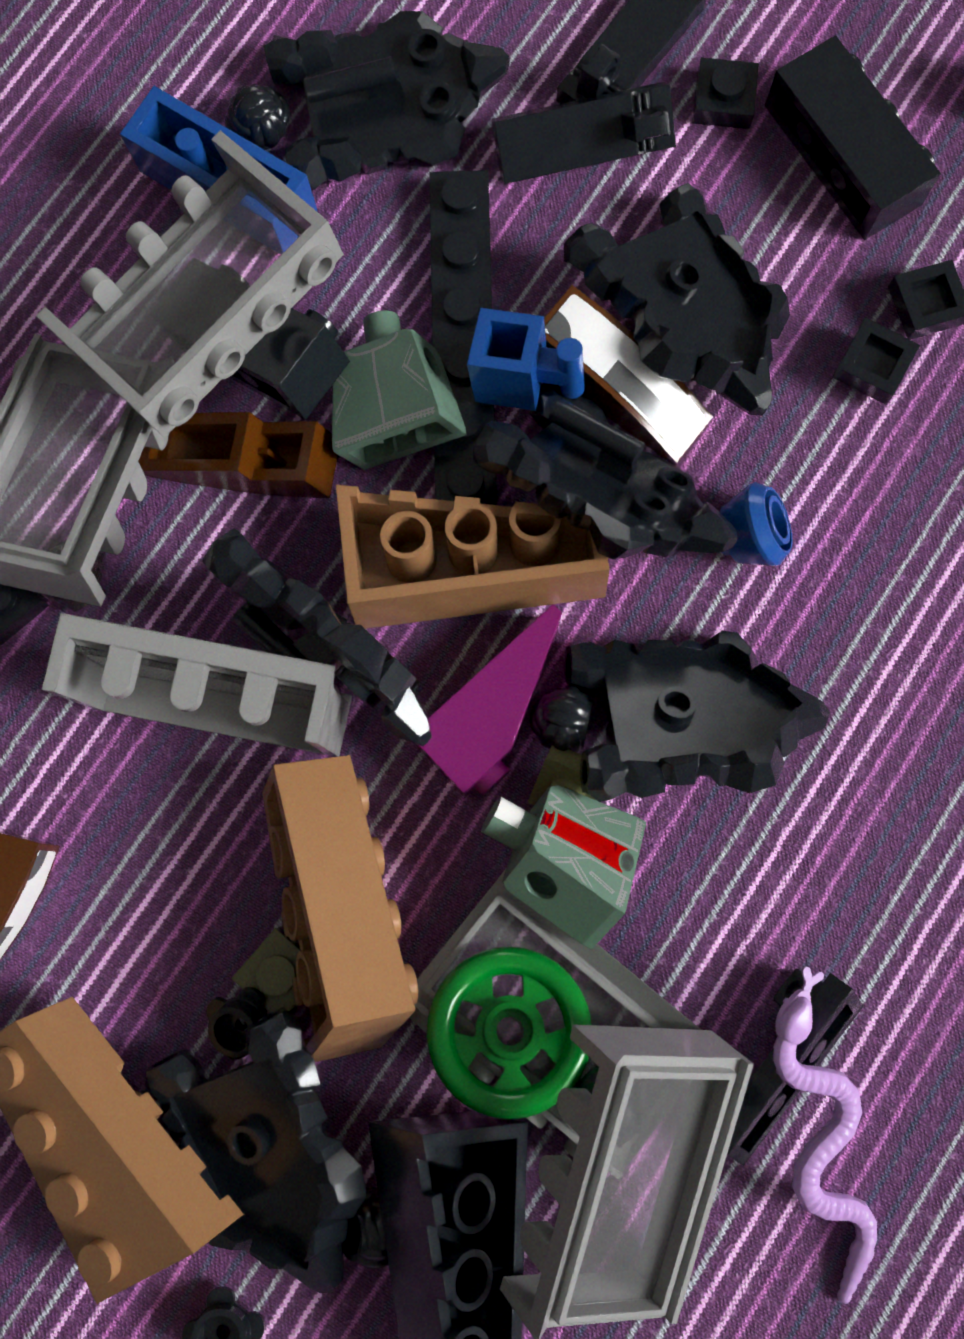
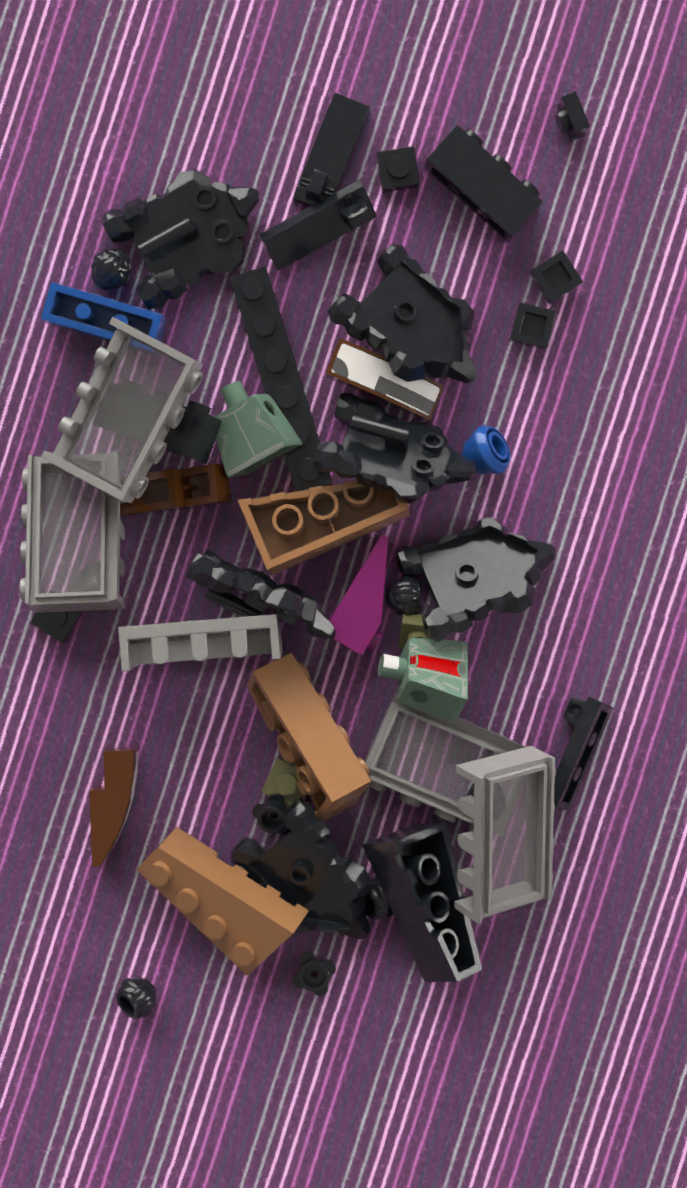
camera: 20 degrees left, 10 degrees up
(453, 1052) = (397, 796): green plate -> none
(513, 360) = (318, 396): blue brick -> none
(793, 1027) = (572, 732): lavender animal -> none

